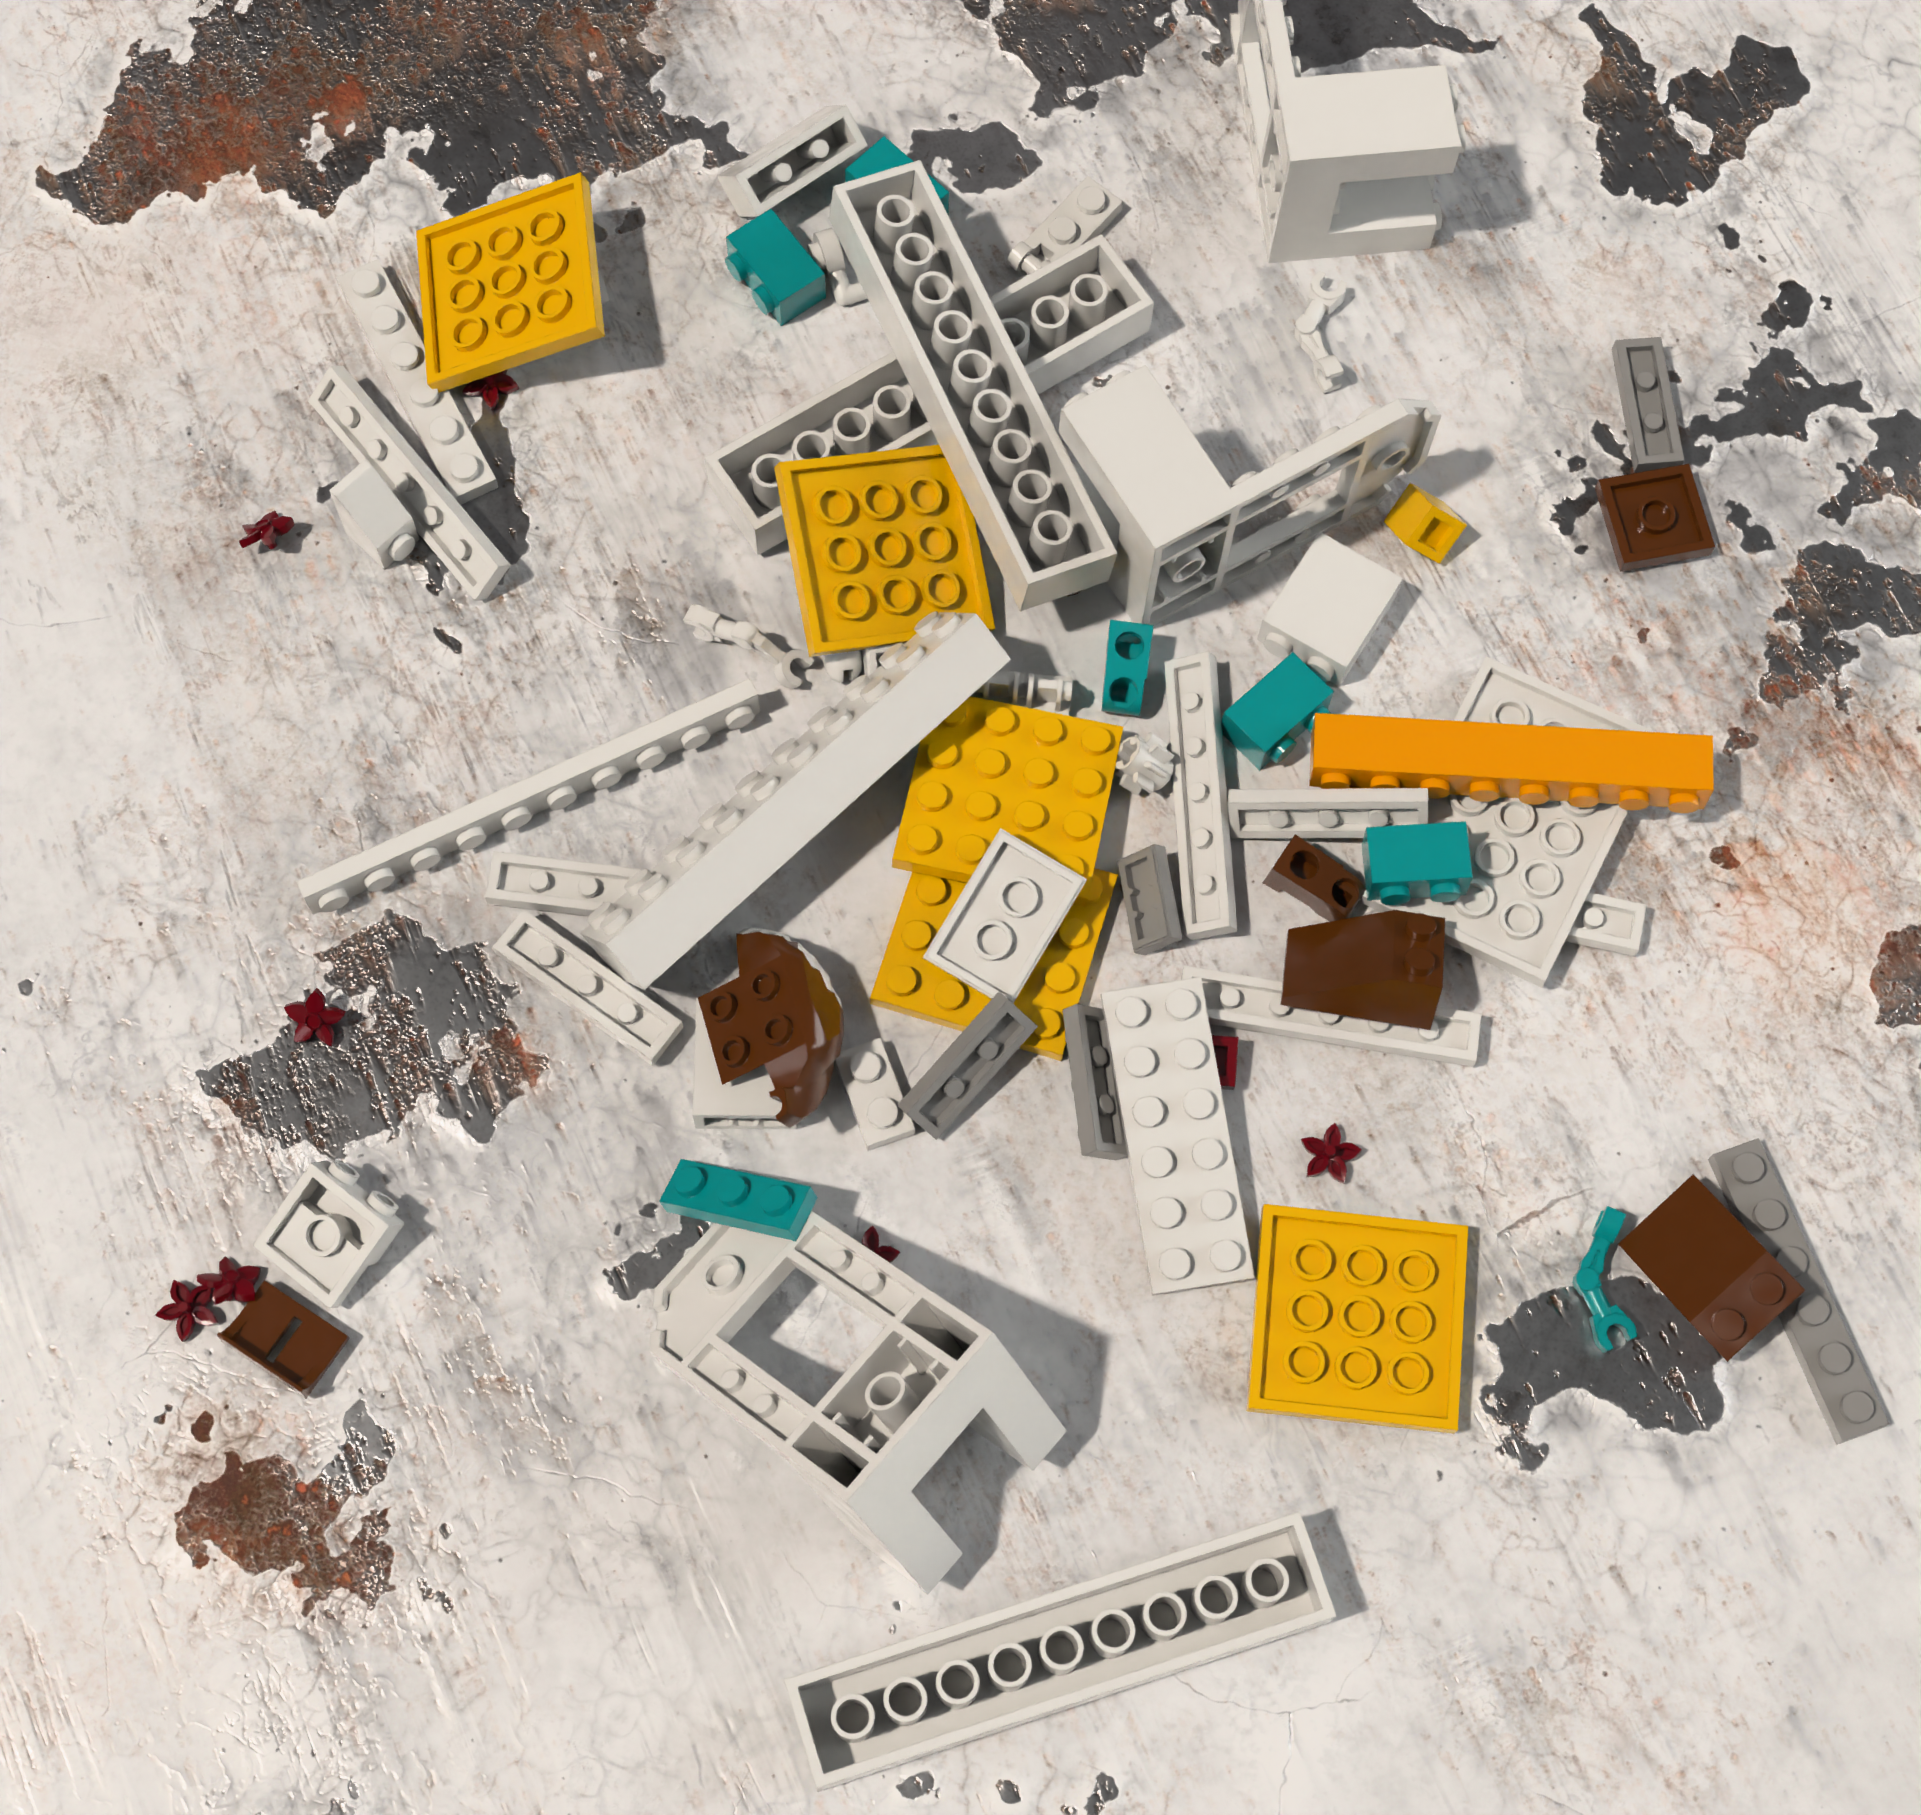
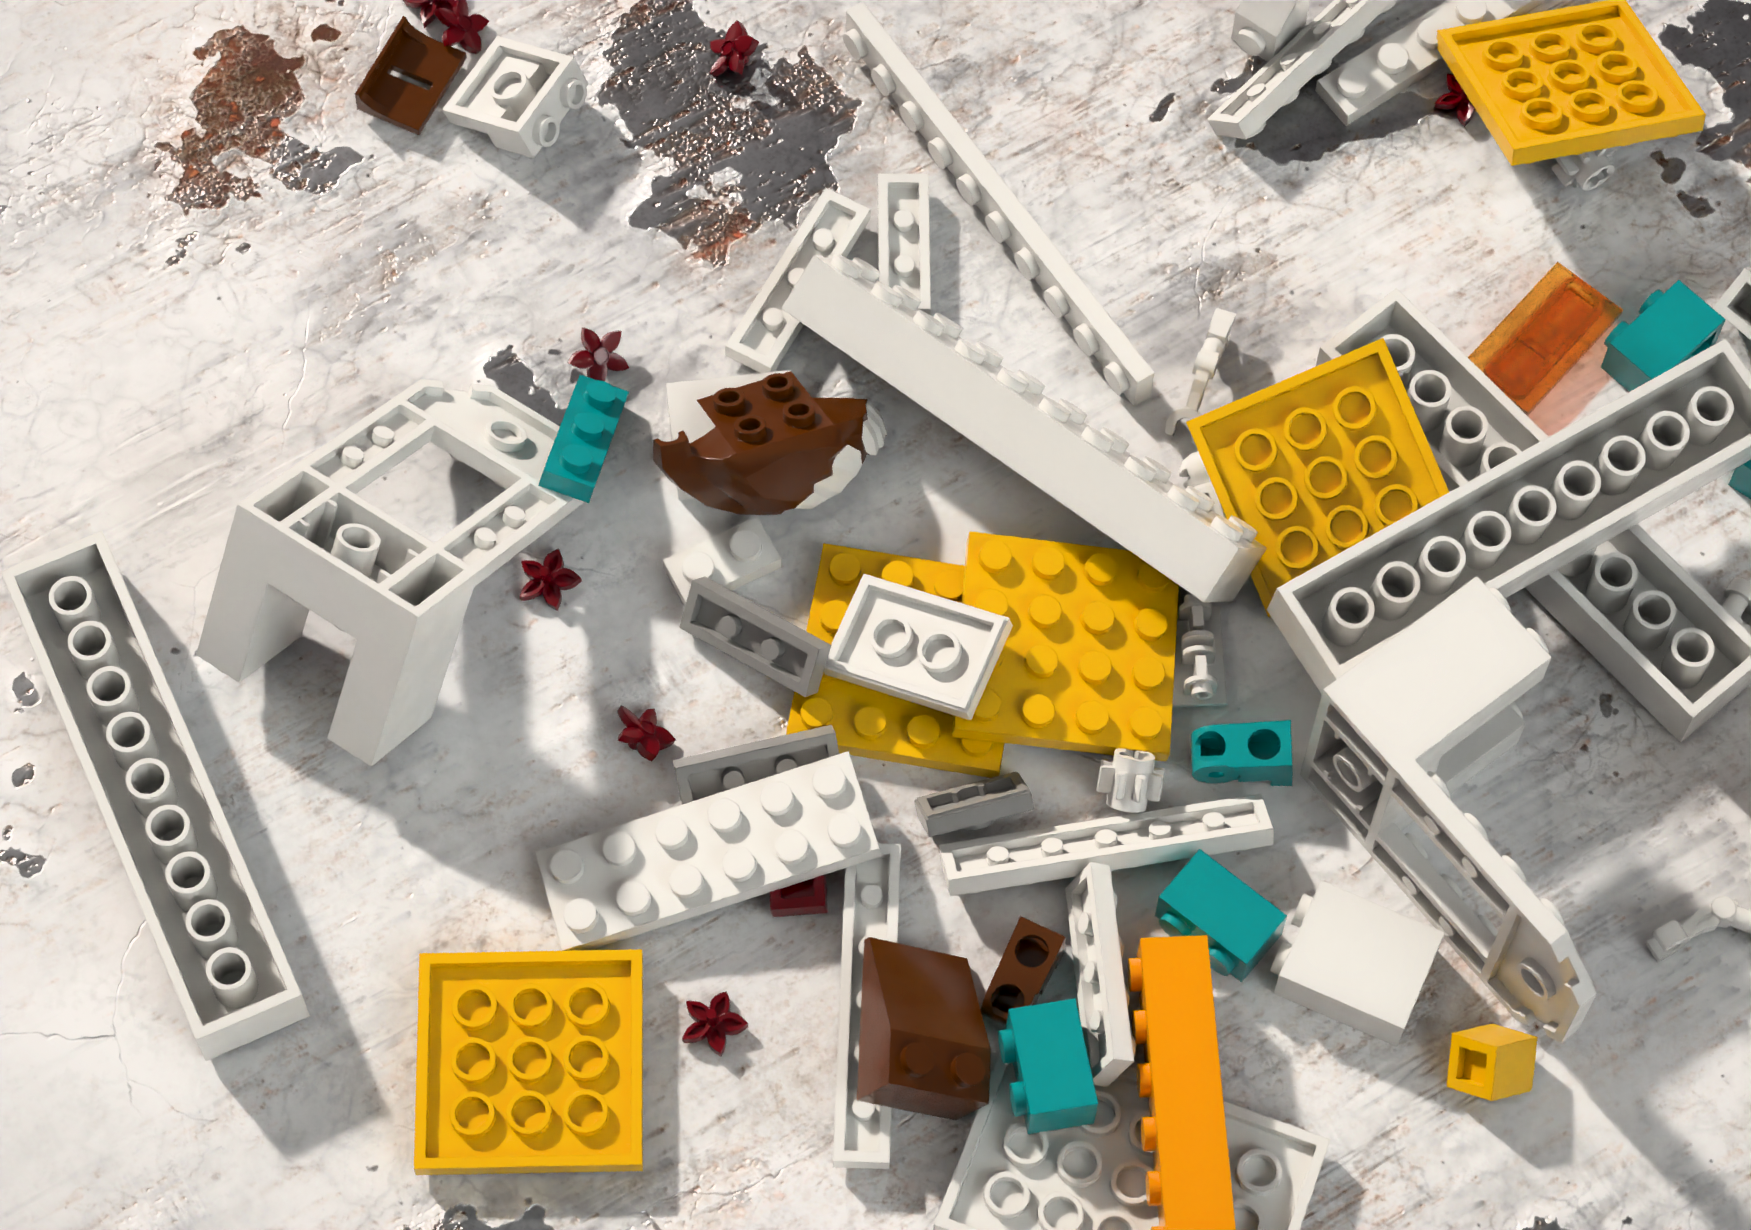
camera: 85 degrees right, 5 degrees down
(637, 1183) = (599, 354): none -> dark red plant
(750, 360) = (1544, 337): none -> clear orange piece
(1044, 1181) = (643, 733): none -> dark red plant

